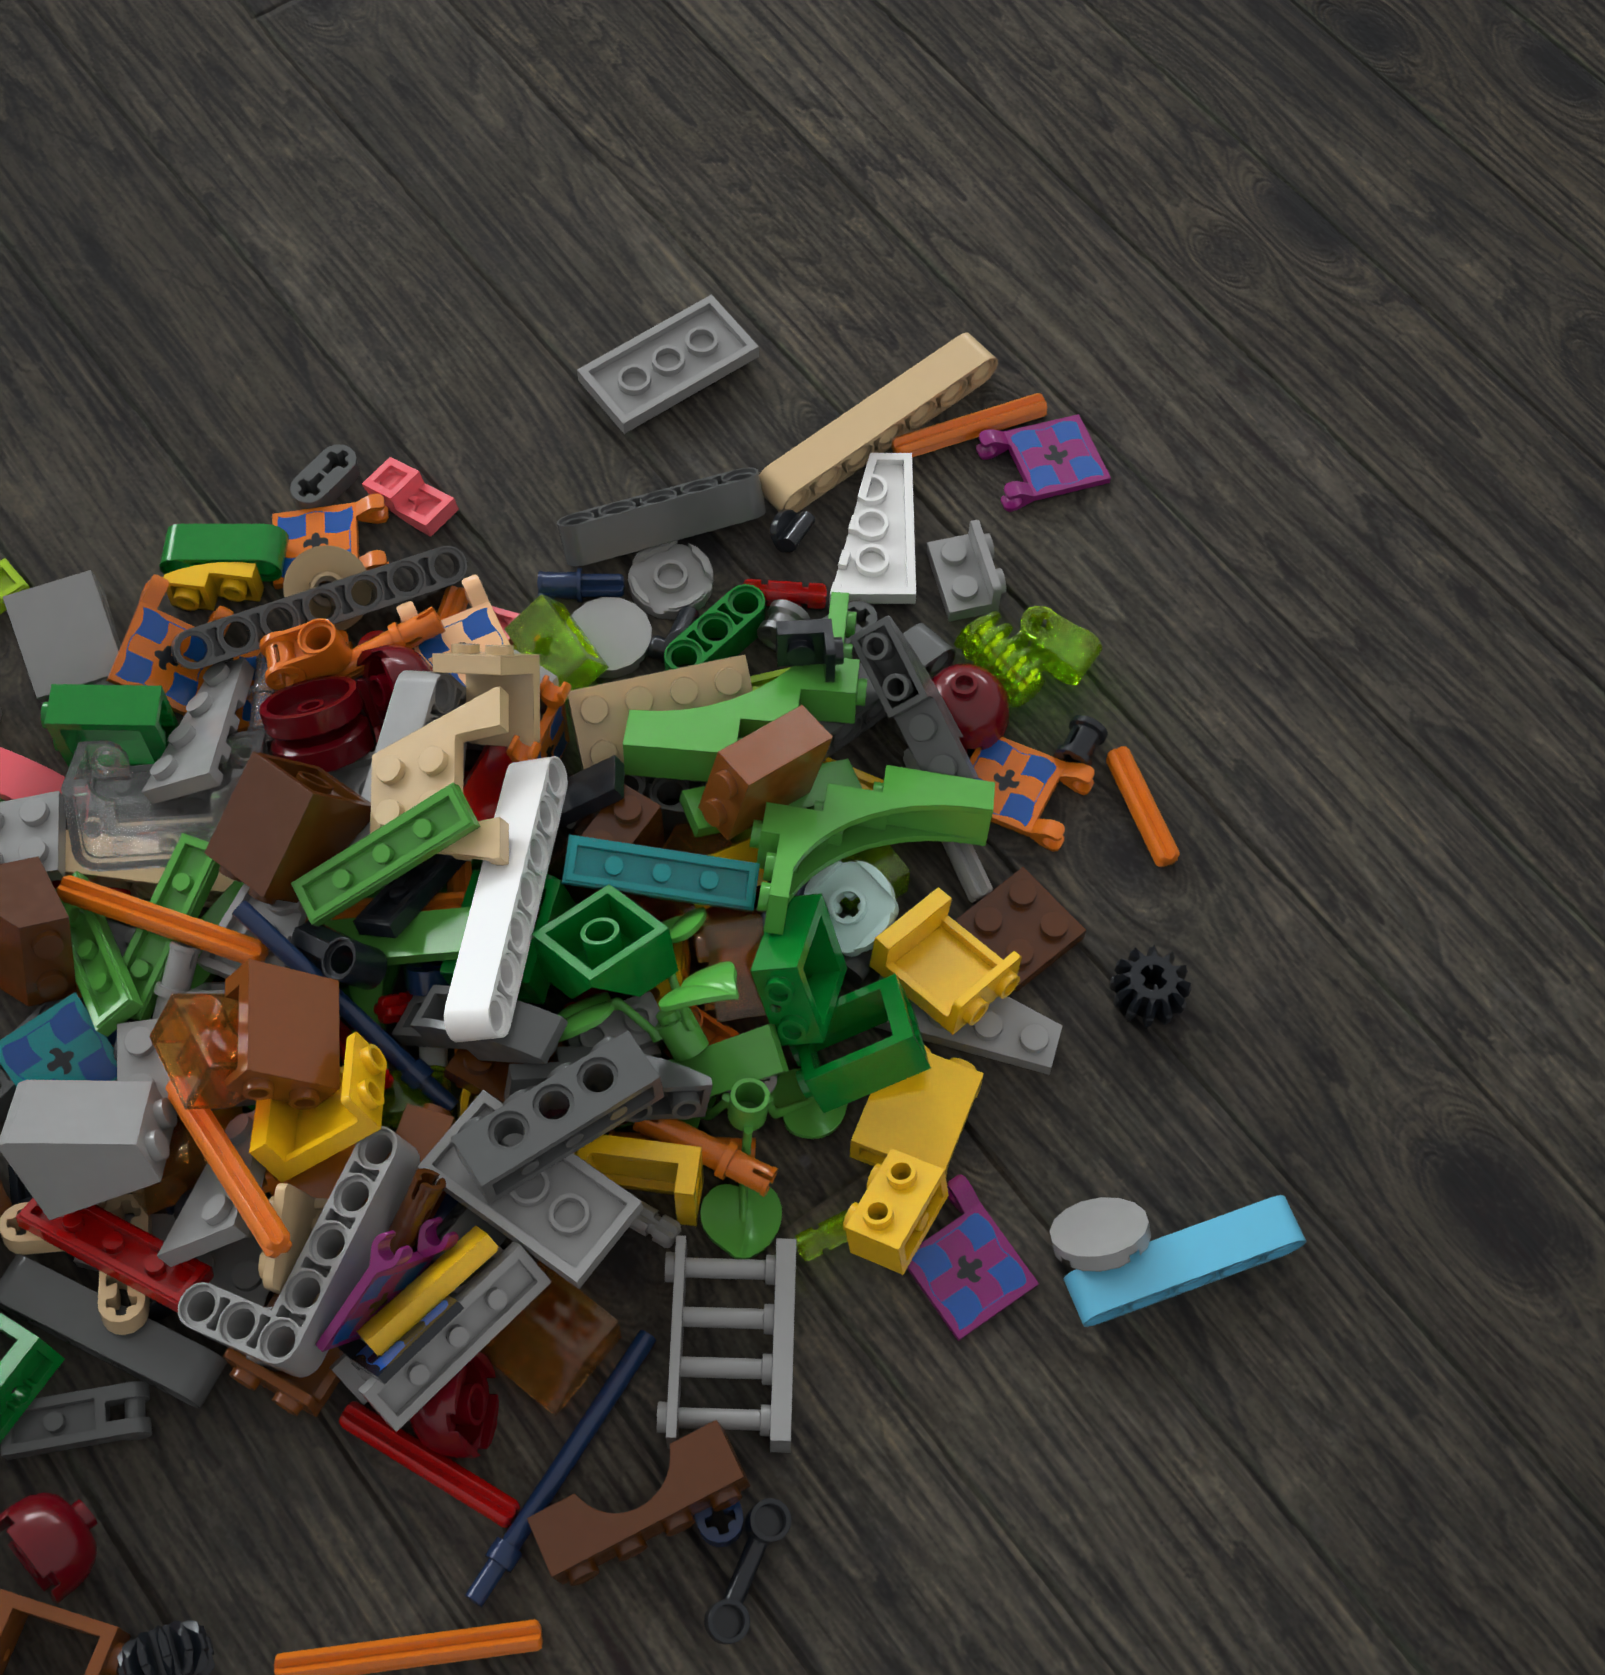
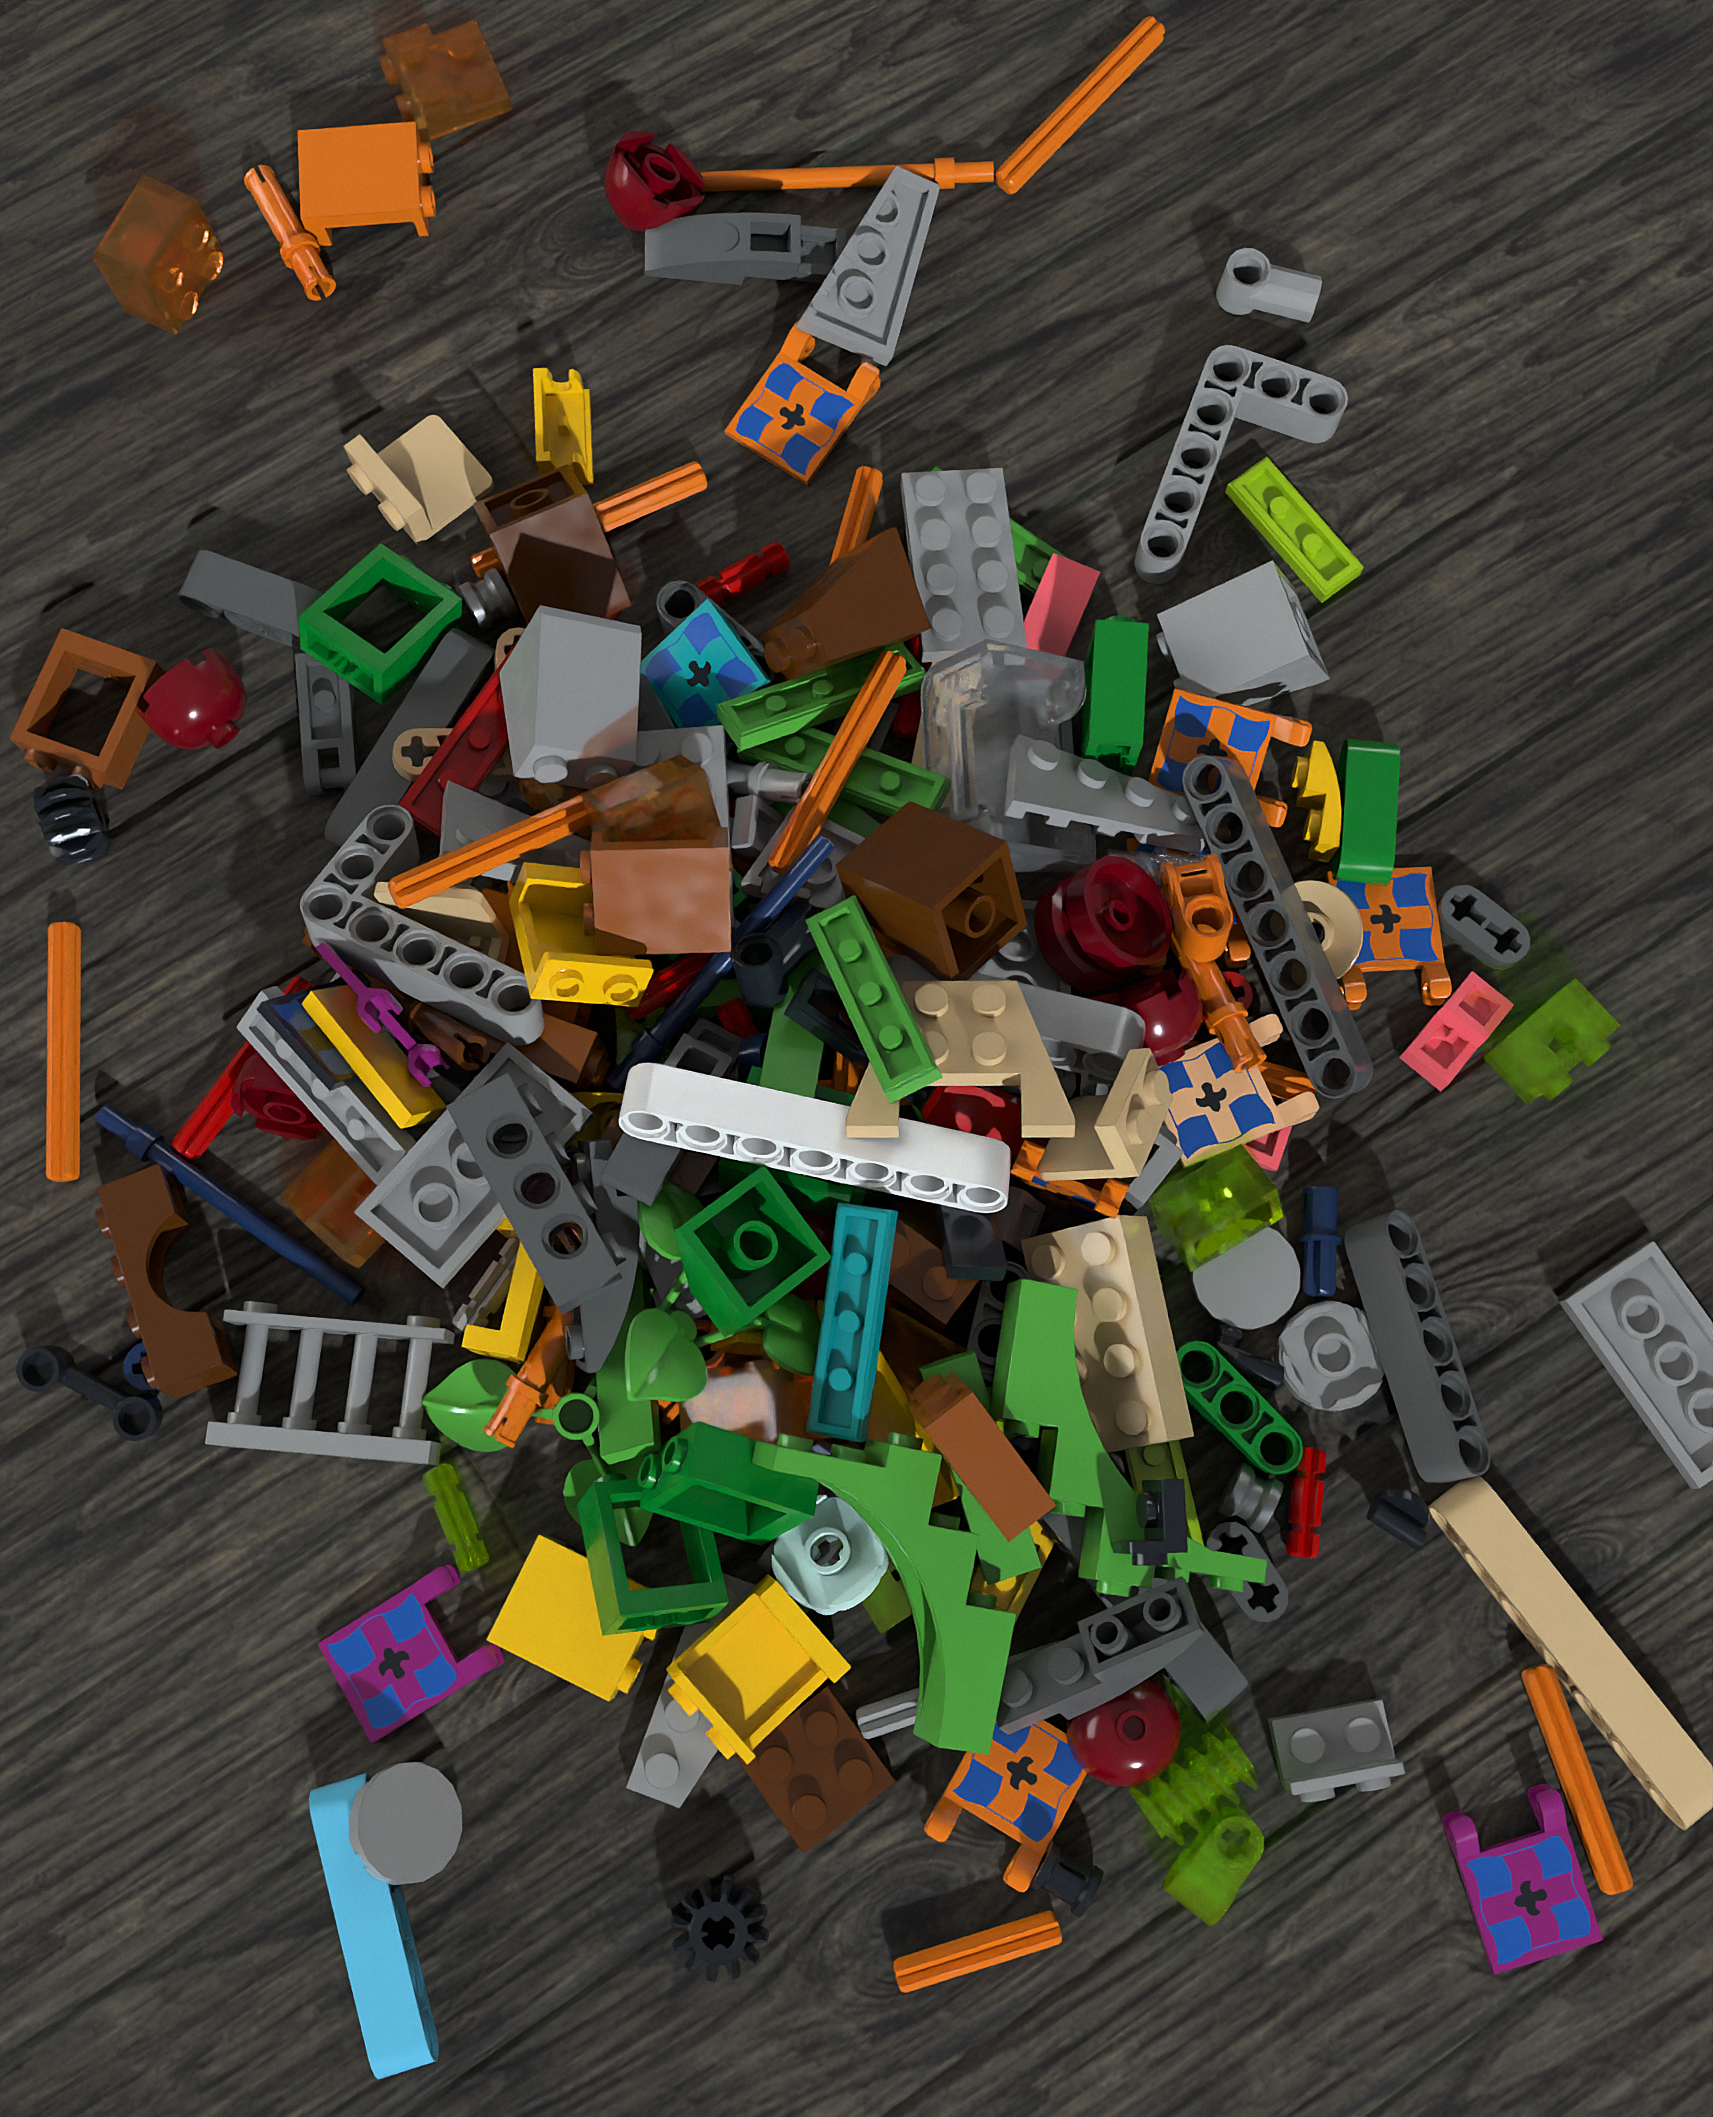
camera: 95 degrees right, 15 degrees up
(421, 431) = (1570, 1018): none -> clear neon green brick
(881, 538) = (1387, 1637): white wing -> none
(895, 1210) = (446, 1579): yellow brick -> none

